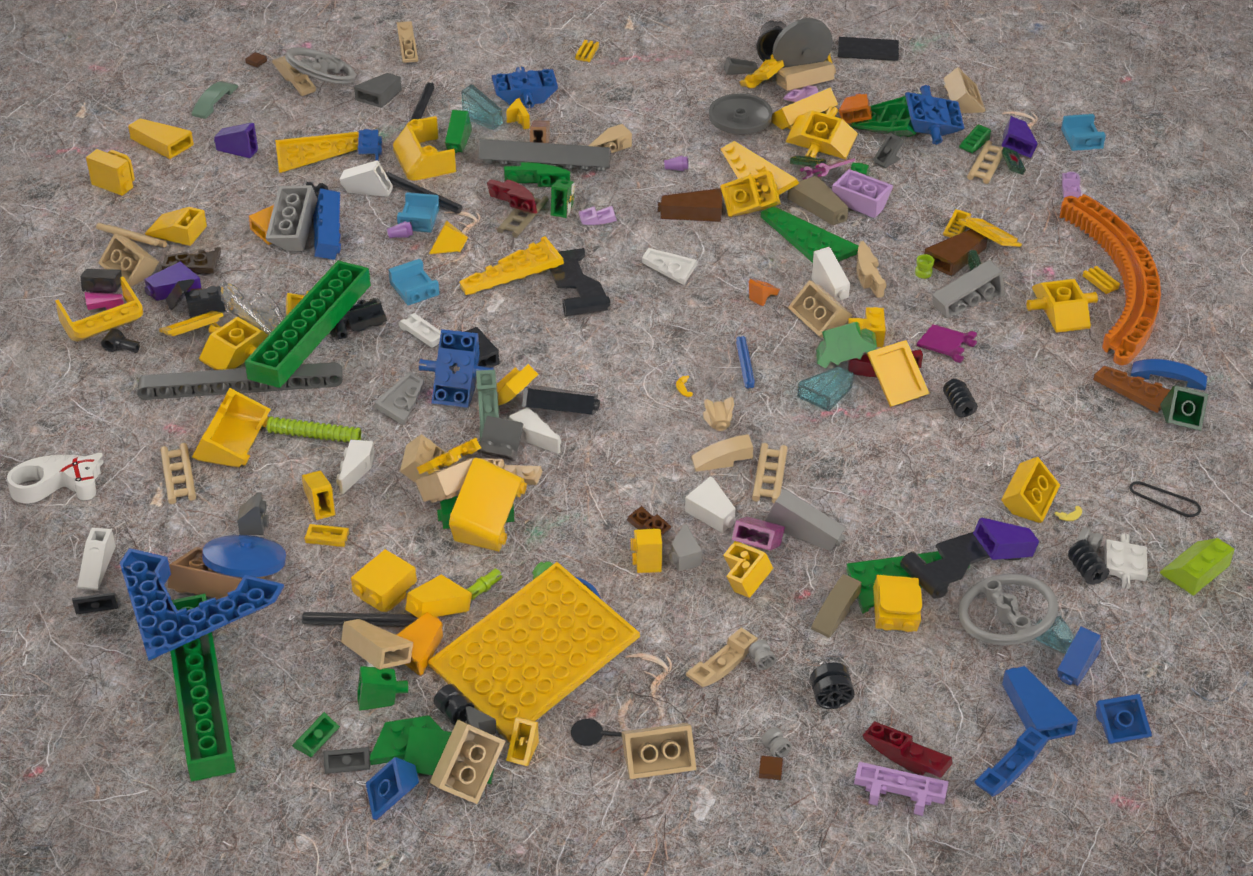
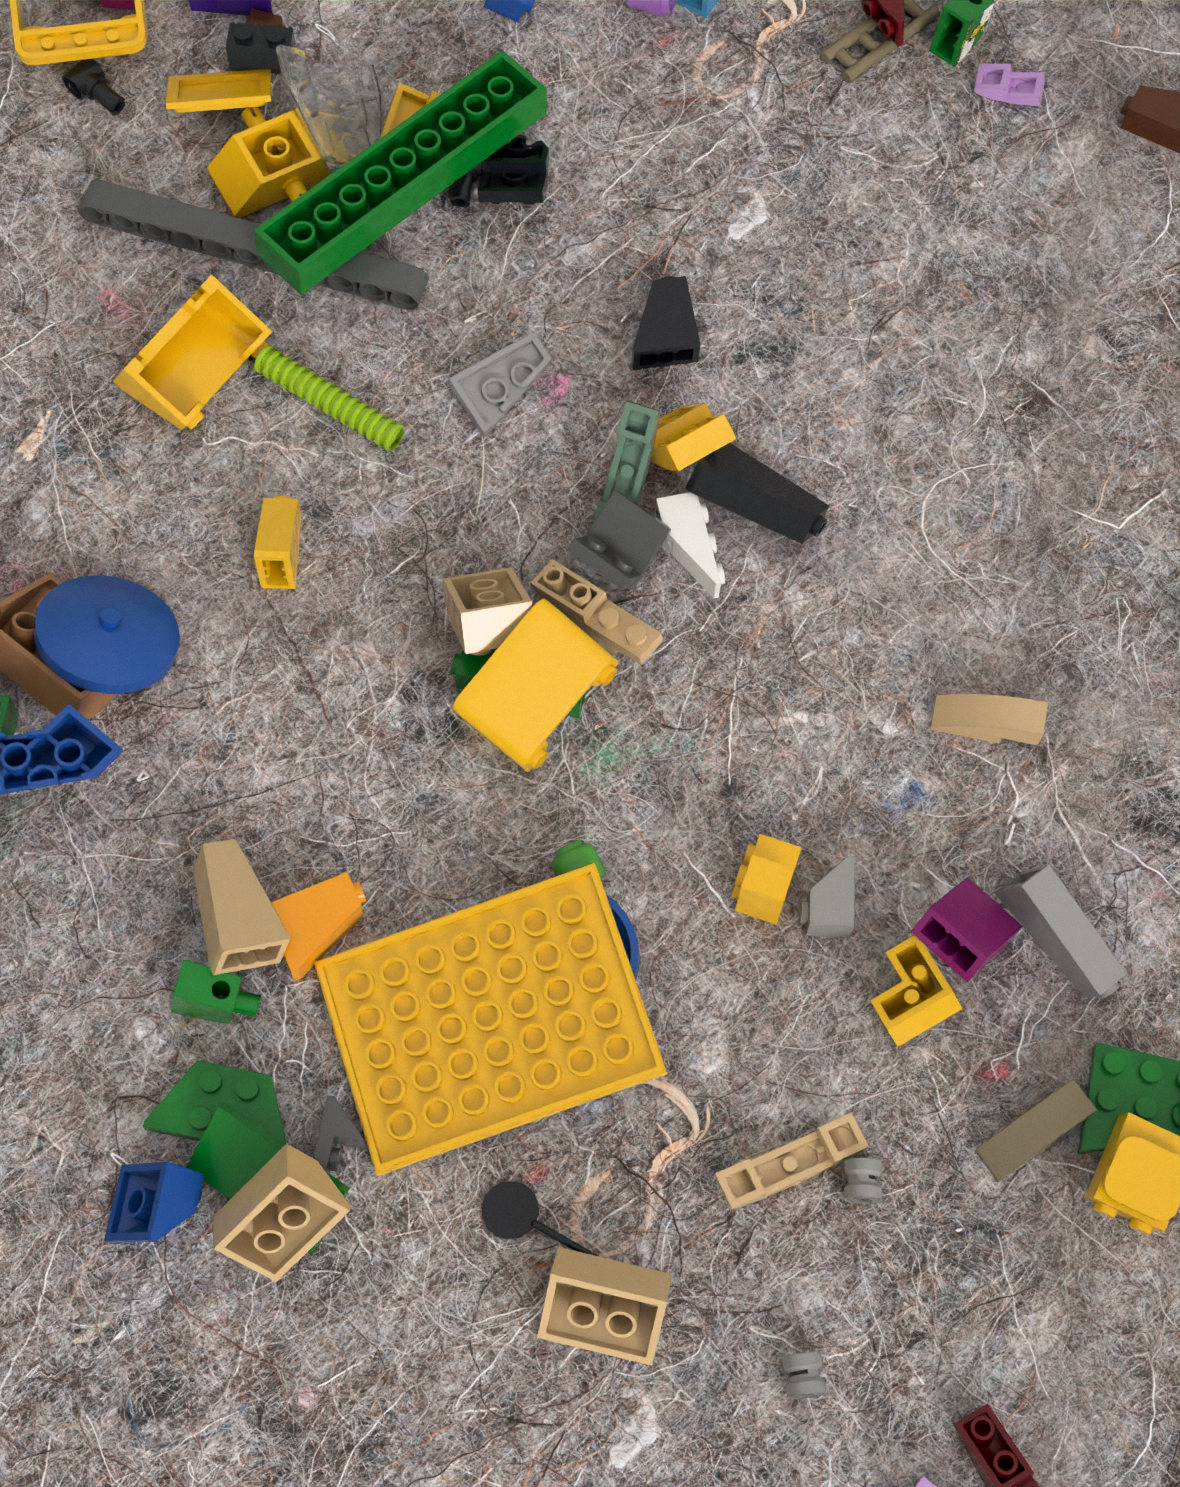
camera: 20 degrees right, 25 degrees up
(178, 292) = (222, 16): black slope -> none
(187, 477) = (90, 420): tan bar -> none
(252, 516) = (155, 553): dark grey slope -> none
(316, 735) = (83, 1037): green slope -> none
(326, 535) = (253, 639): yellow tile -> none
(346, 760) = (110, 1107): dark grey slope -> none
(357, 463) = (370, 496): white slope -> none
(375, 619) = (248, 831): black axle -> none
(384, 581) = (306, 774): yellow brick -> none
(412, 282) = (625, 127): dark azure panel -> none
(417, 453) = (479, 535): tan slope -> none
(421, 329) = (596, 242): white plate -> none
(438, 598) = (377, 846): yellow slope -> none
(448, 240) = (725, 50): yellow slope -> none
(450, 457) = (505, 557): yellow hinge -> none
(452, 703) = (315, 1074): black wheel -> none
(460, 350) = (592, 390): blue slope -> none
(484, 584) = (468, 839): lime pin -> none
(514, 266) = (813, 155): yellow wing -> none
(523, 741) = (391, 1200): yellow slope -> none
(590, 291) = (898, 217): black door -> none
(643, 519) = (797, 815): reddish brown slope -> none
(671, 265) = (1088, 247): white wing -> none
(681, 387) = (986, 532): yellow piece -> none
(711, 505) = (919, 824): white slope -> none
(719, 413) = (1021, 628): tan brick -> none
(745, 362) = (1123, 521): blue axle -> none
(762, 466) = (1062, 807): tan bar -> none
(770, 767) = (774, 1416): reddish brown tile -> none
(832, 685) = (947, 1305): black wheel -> none

